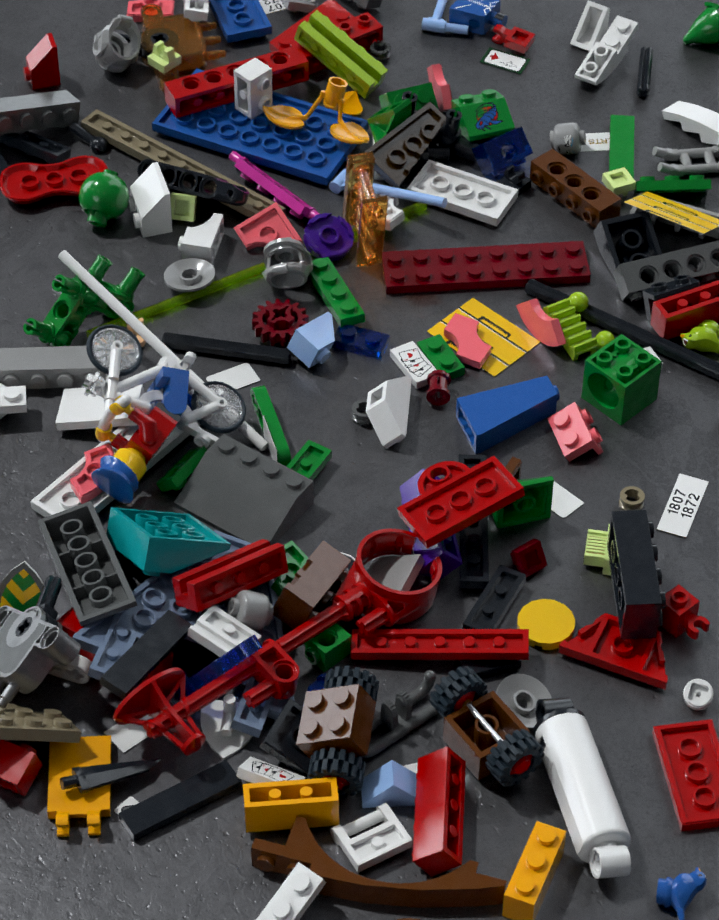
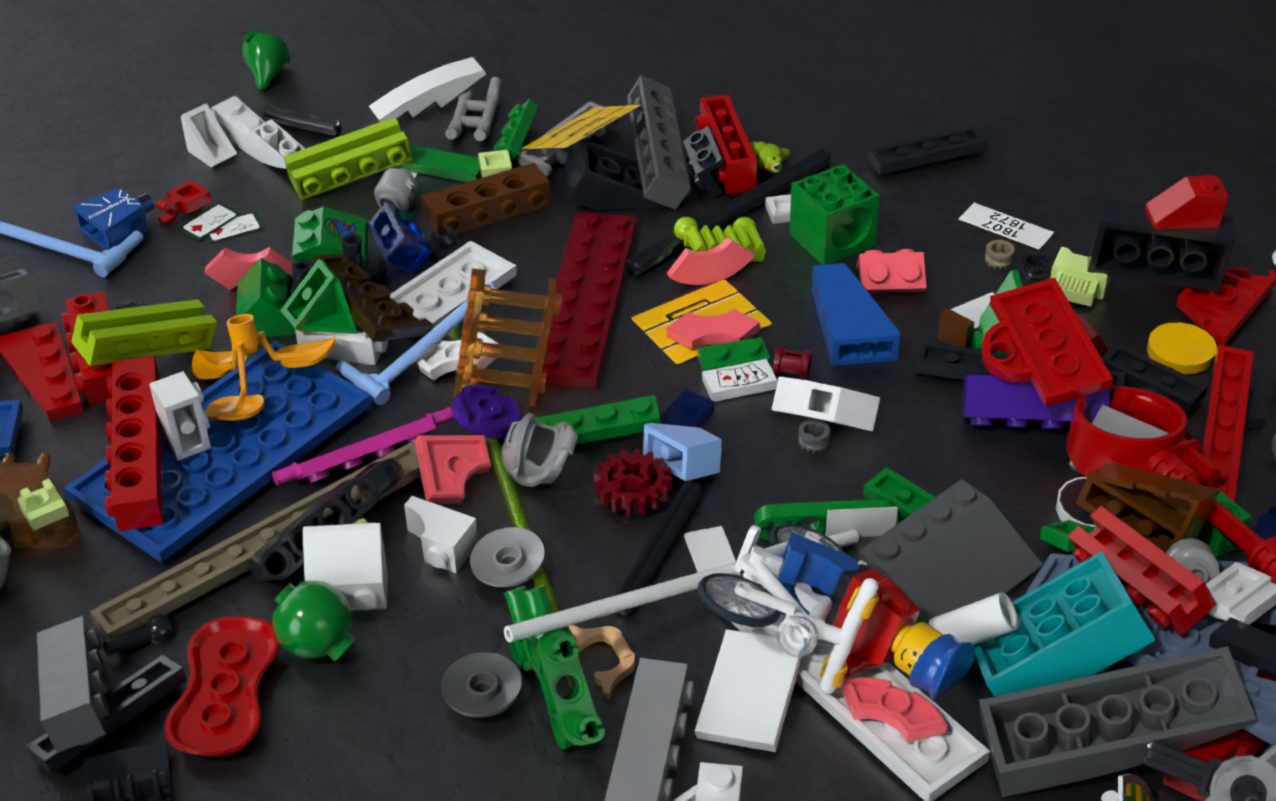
camera: 75 degrees left, 5 degrees down
(172, 510) = (979, 620): none -> white pin
(504, 77) = (240, 225): none -> white sticker
(591, 103) = (347, 158): none -> lime brick
(645, 562) = (1189, 204): none -> red slope

